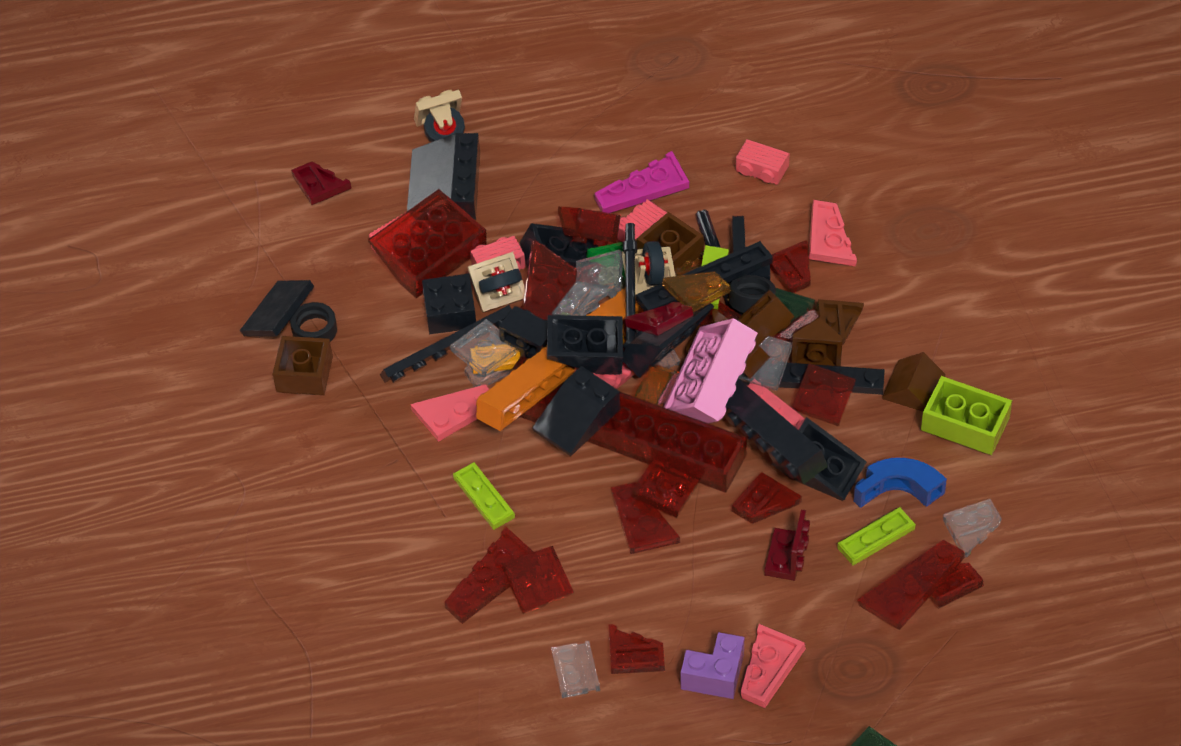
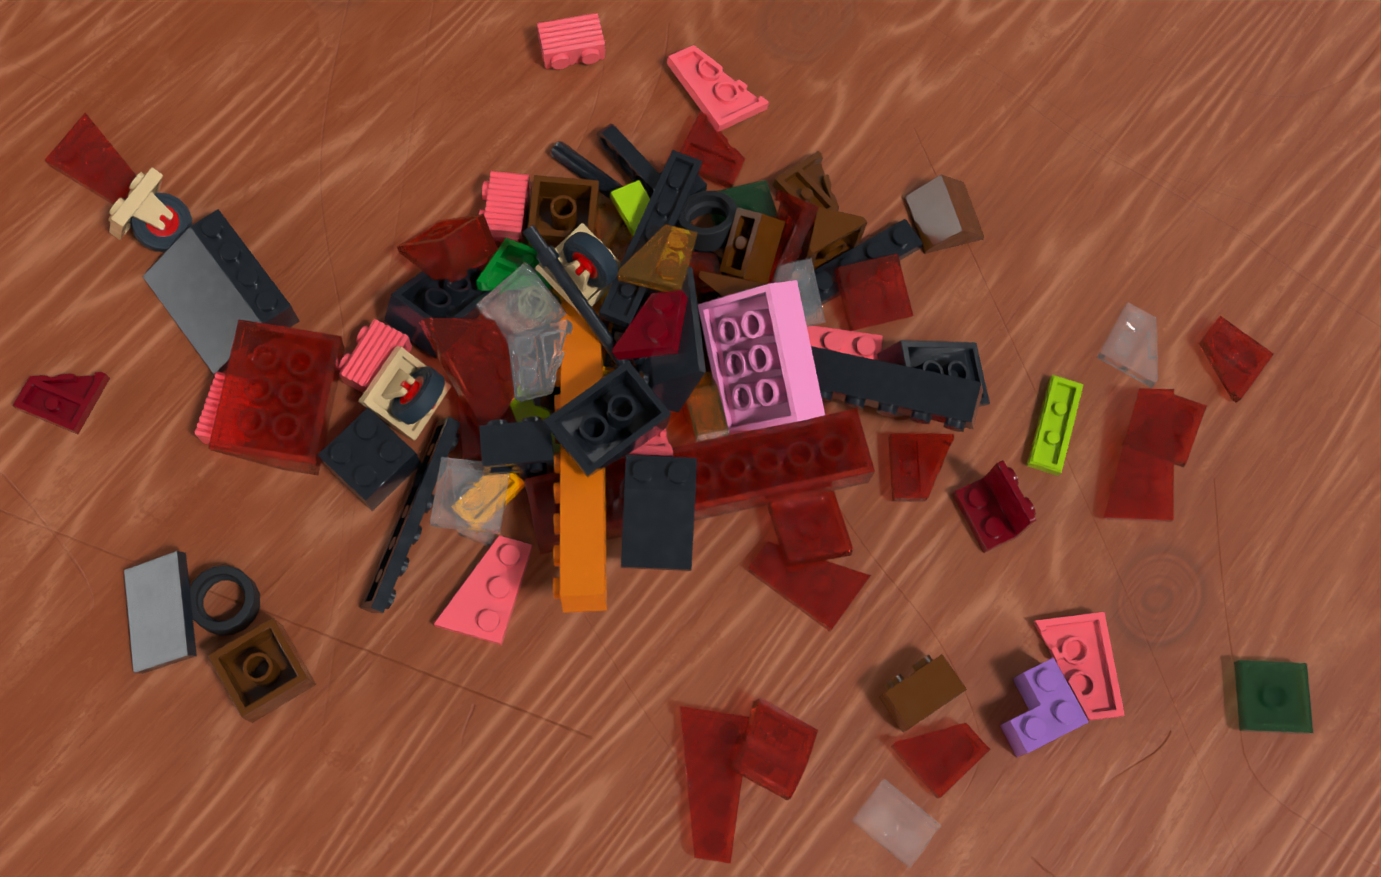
camera: 50 degrees left, 20 degrees up
(435, 75) = (92, 161): none -> clear red wing
(484, 496) = (614, 679): lime tile -> none
(650, 609) = (922, 692): none -> reddish brown brick
(653, 182) = (468, 144): dark pink wing -> none
(900, 474) = (1042, 329): blue arch -> none
(966, 415) = (1036, 220): lime brick -> none
(1035, 571) = (1234, 356): none -> clear red wing

